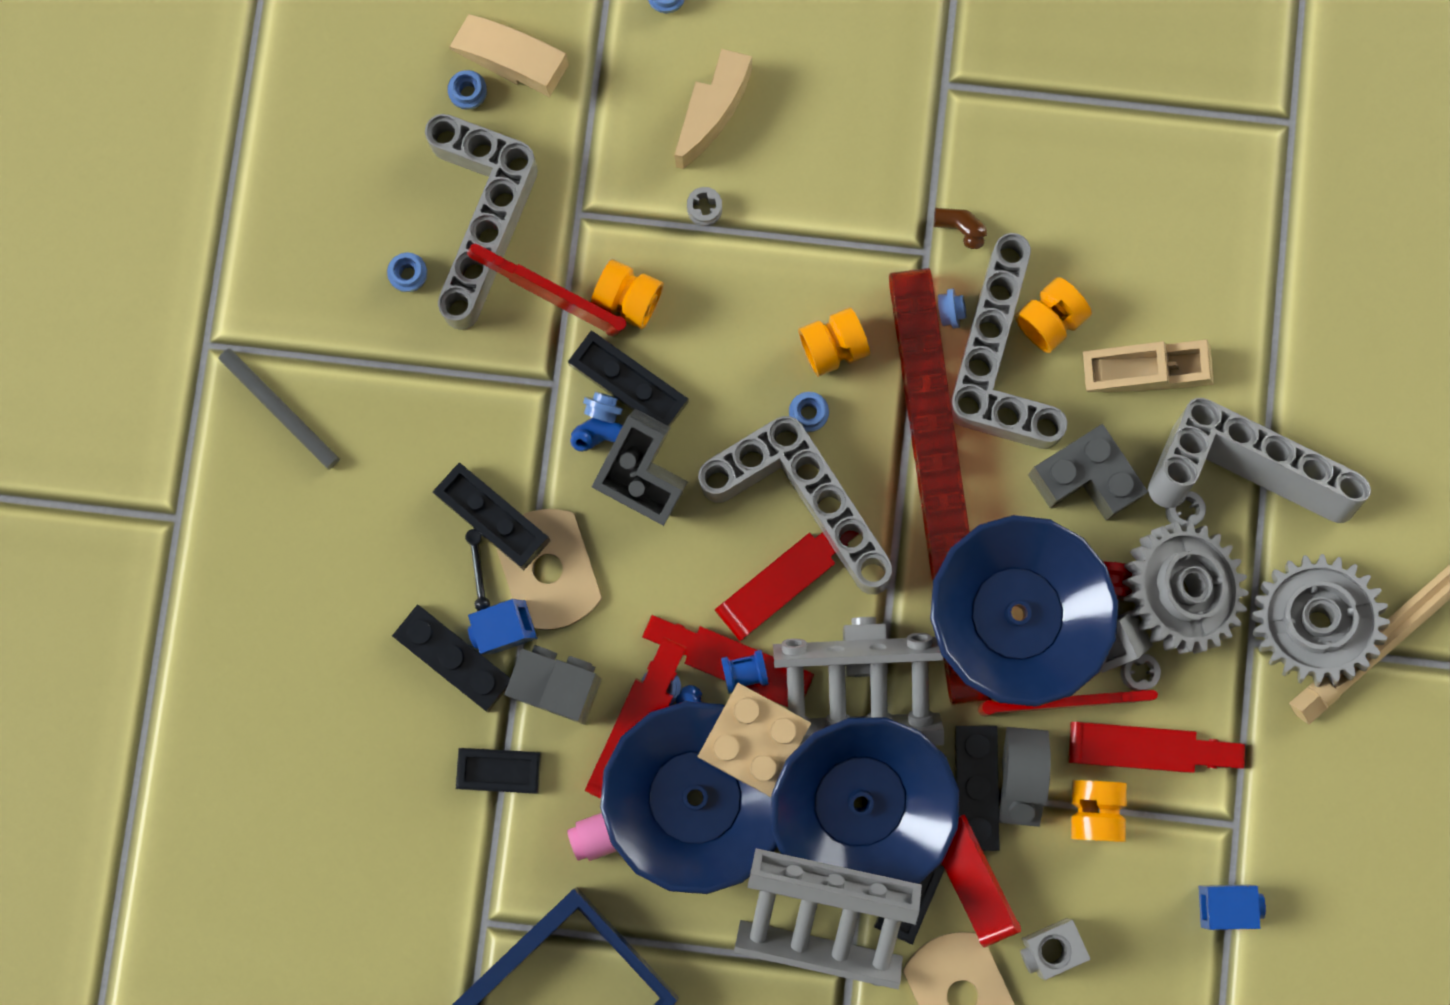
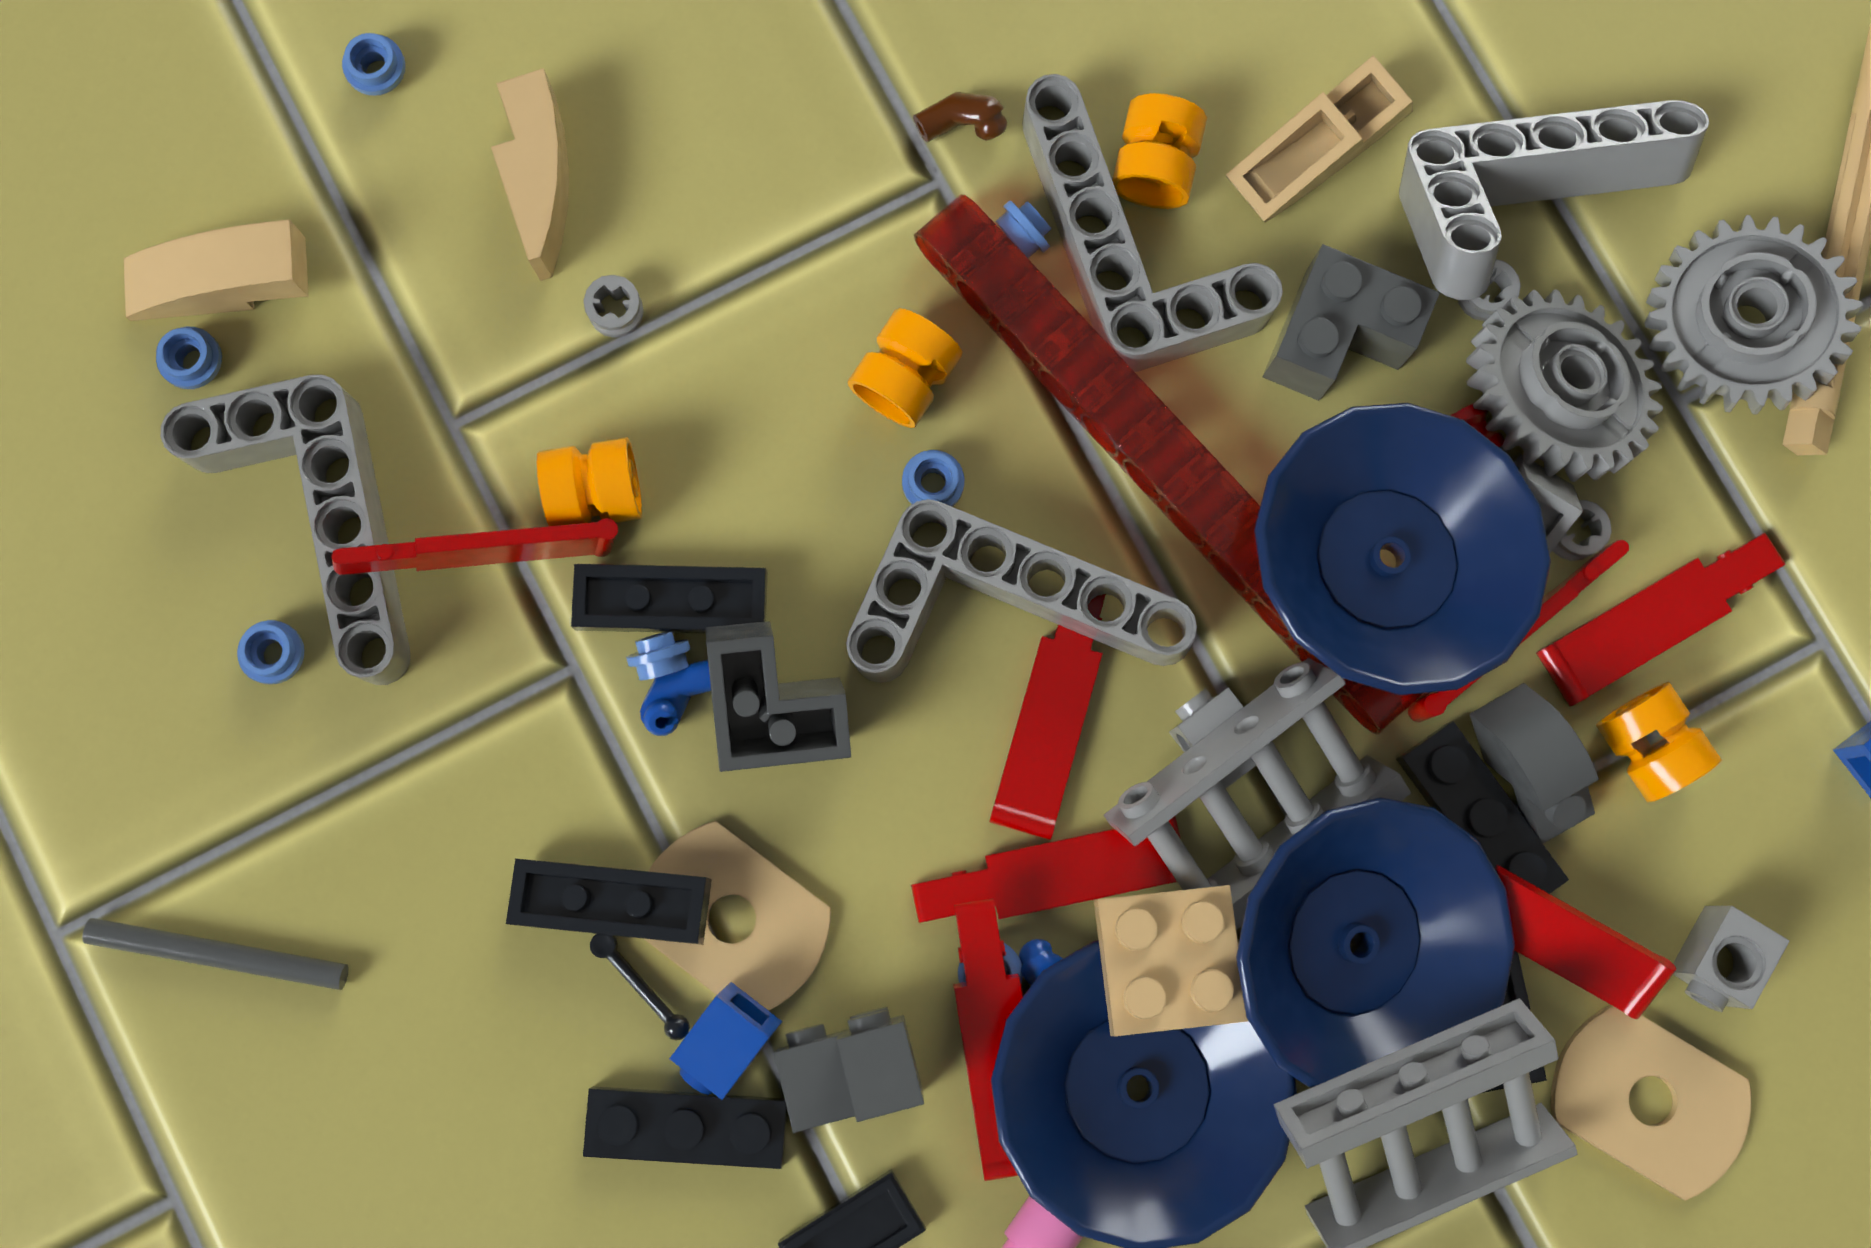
camera: 45 degrees left, 0 degrees up
(745, 670) = (1089, 876): blue bush -> none

